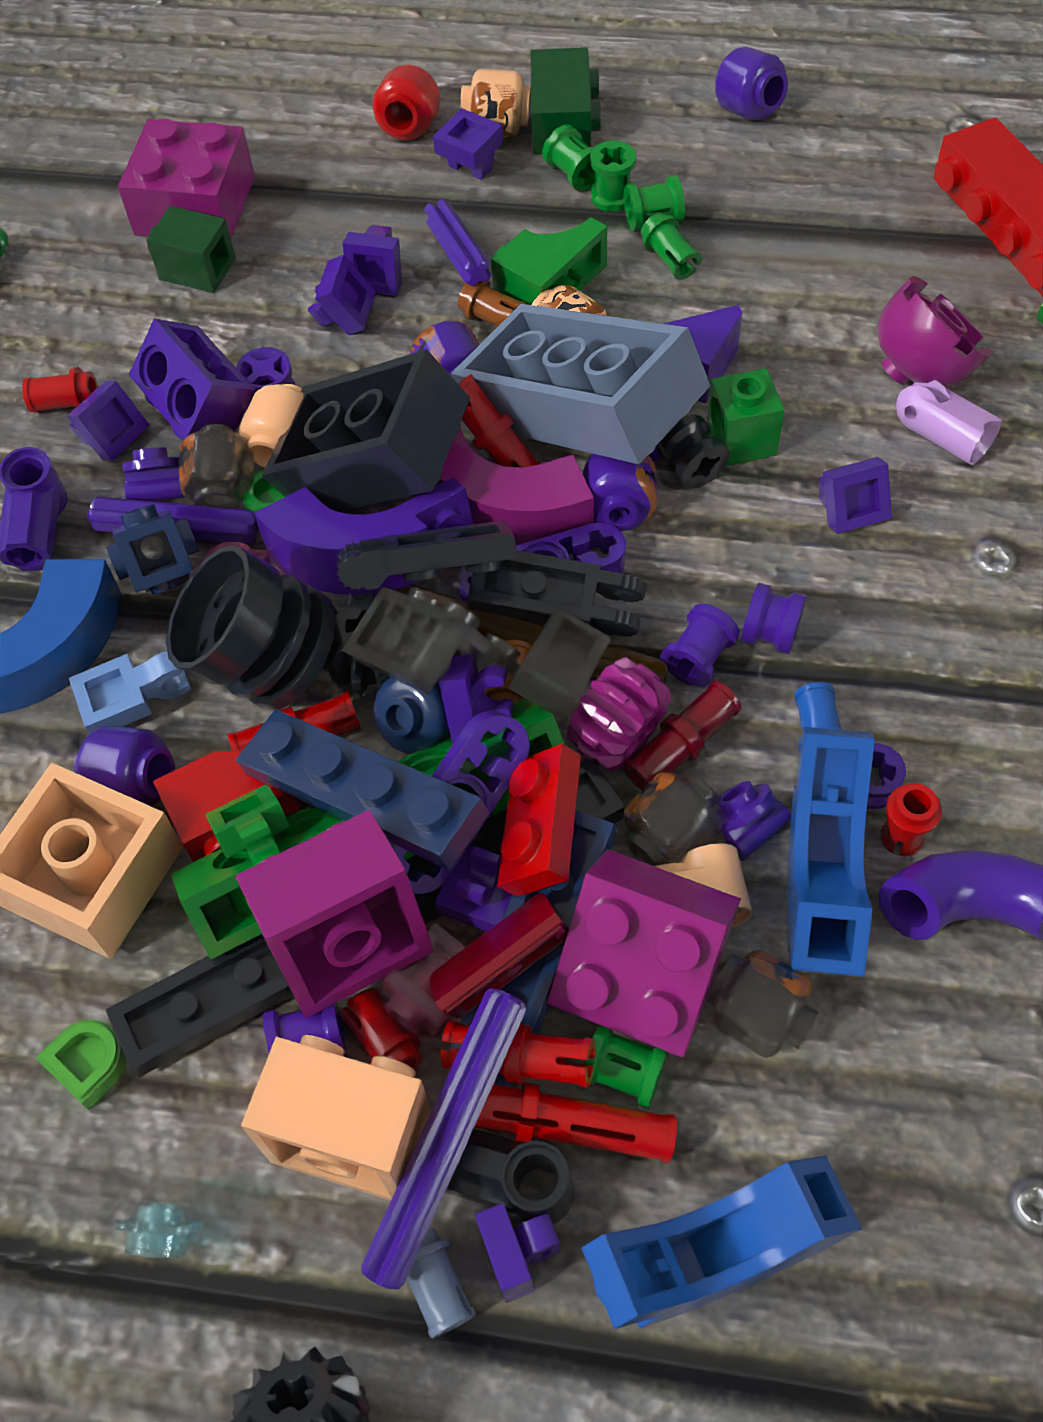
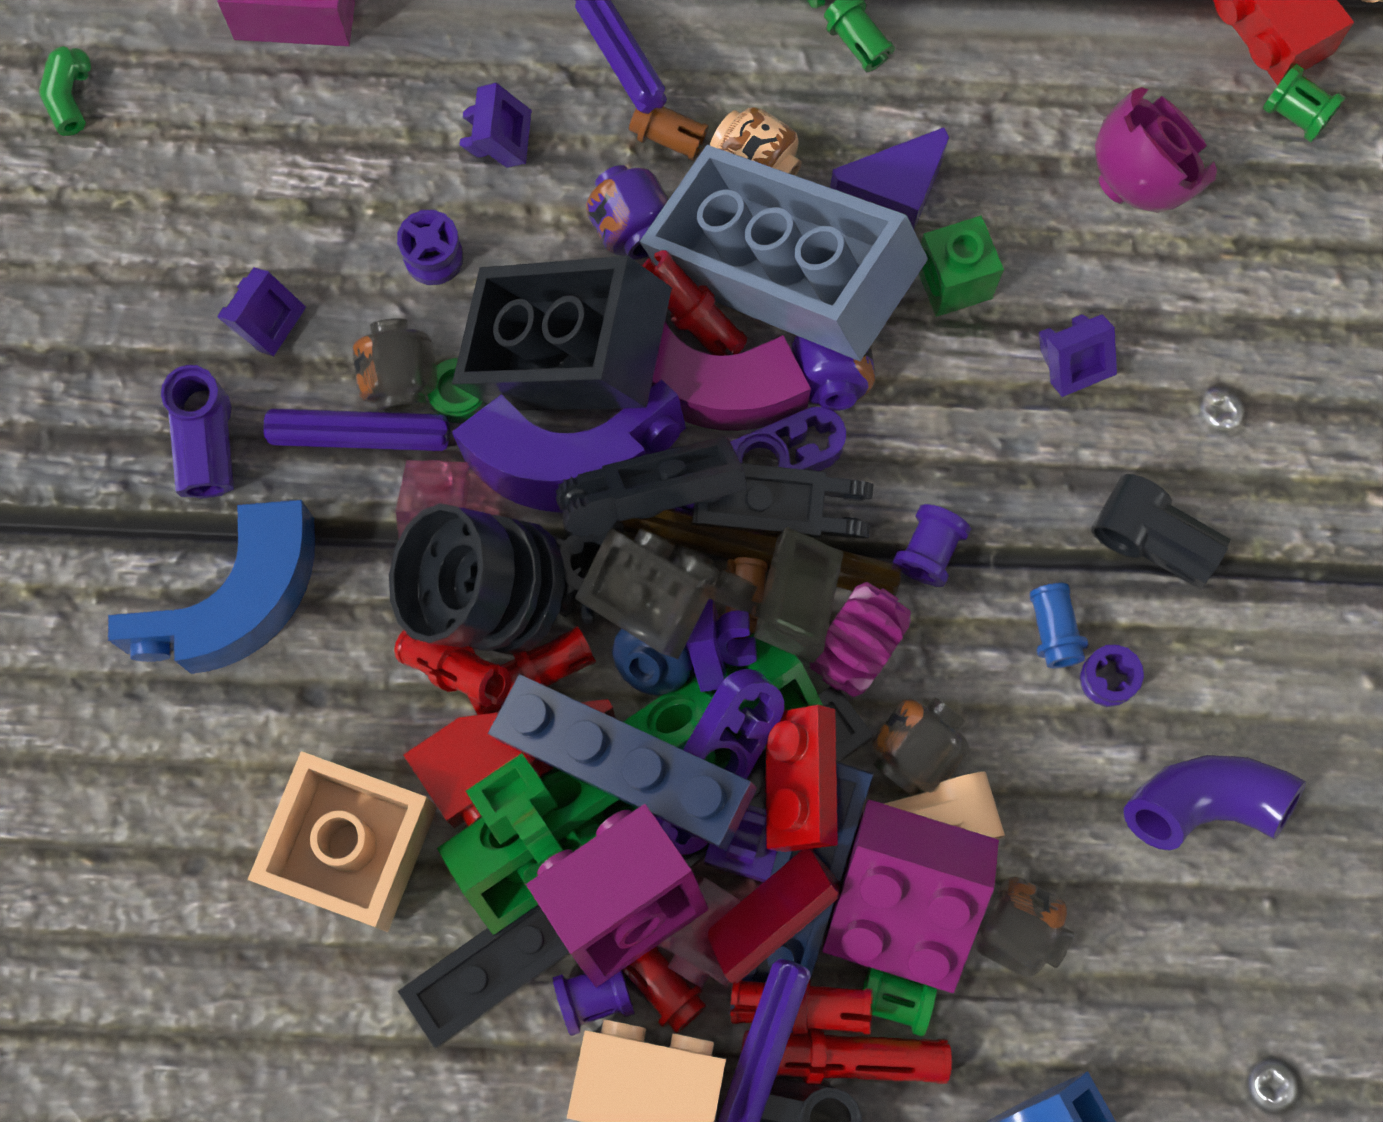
camera: 10 degrees left, 15 degrees up
(58, 390) = (199, 272): red pin -> none
(85, 1060) = (383, 1035): bright green tile -> none
(119, 691) = (339, 646): medium blue plate -> none
(125, 761) = (364, 732): dark purple head -> none
(152, 475) = (324, 375): dark purple plate -> none
(157, 572) = (347, 478): dark blue brick -> none
(189, 378) = (349, 260): dark purple brick -> none
(191, 249) = (311, 68): dark green brick -> none
(217, 709) = (455, 669): none -> red pin
(269, 418) = (448, 305): light nougat head -> none
(376, 258) = (528, 72): dark purple tile -> none
(546, 261) = (724, 74): green arch -> none
(683, 735) = (923, 649): dark red pin -> none
(693, 451) = (914, 316): black wheel -> none
(750, 816) = (993, 731): dark purple plate -> none
(773, 618) = (1005, 510): dark purple wheel -> none
(825, 874) = (1070, 778): blue arch -> none
(911, 814) = (1162, 719): red pin -> none
(913, 639) = (1145, 524): none -> black piece
(947, 420) = (1170, 251): lavender piece -> none

